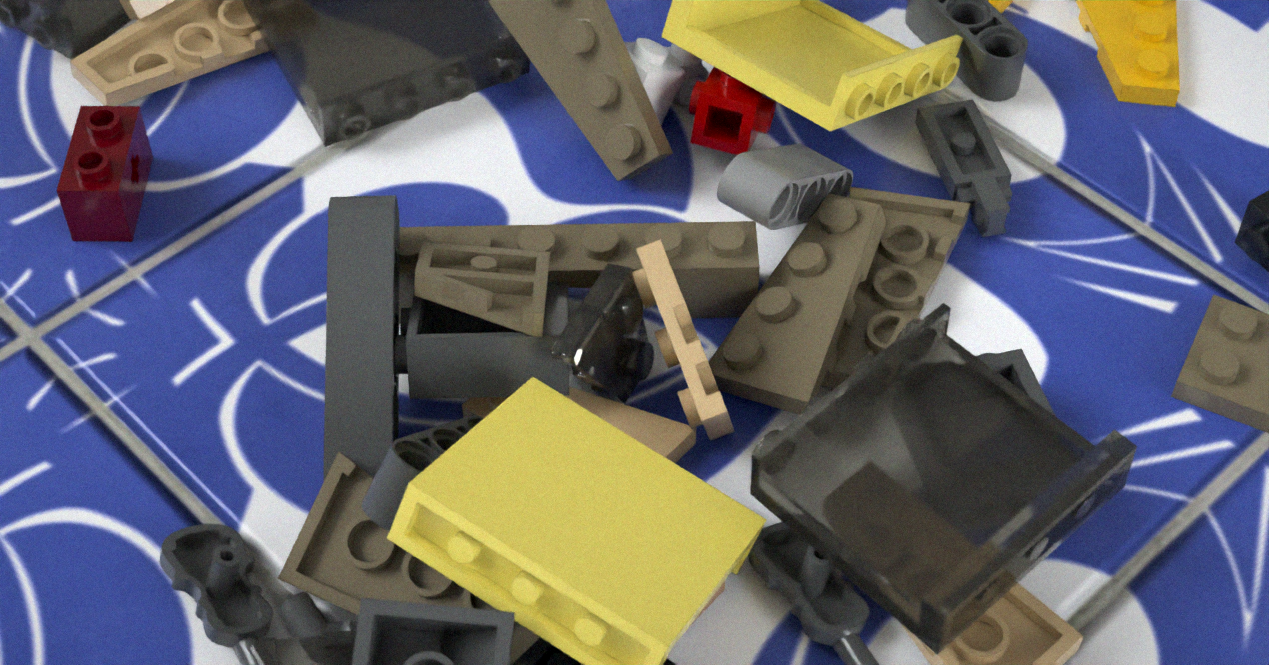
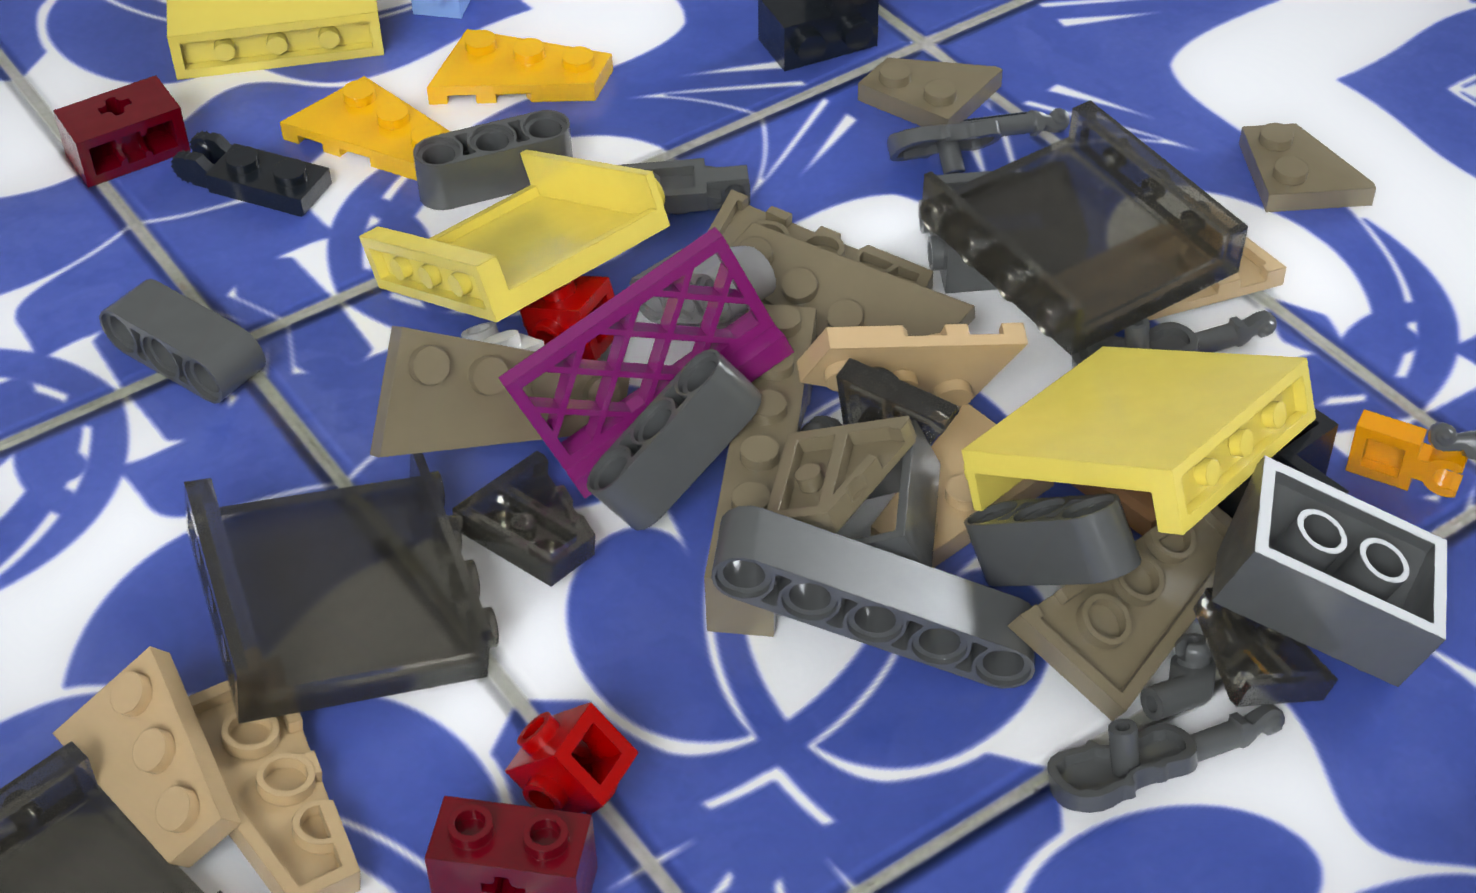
camera: 80 degrees left, 5 degrees down
(196, 186) = (570, 760): none -> red brick
(486, 133) = (528, 521): none -> clear smoke wing
(554, 187) = (674, 440): none -> dark grey beam
(607, 175) = (749, 344): none -> magenta fence
(1154, 404) = (970, 135): none -> dark grey piece

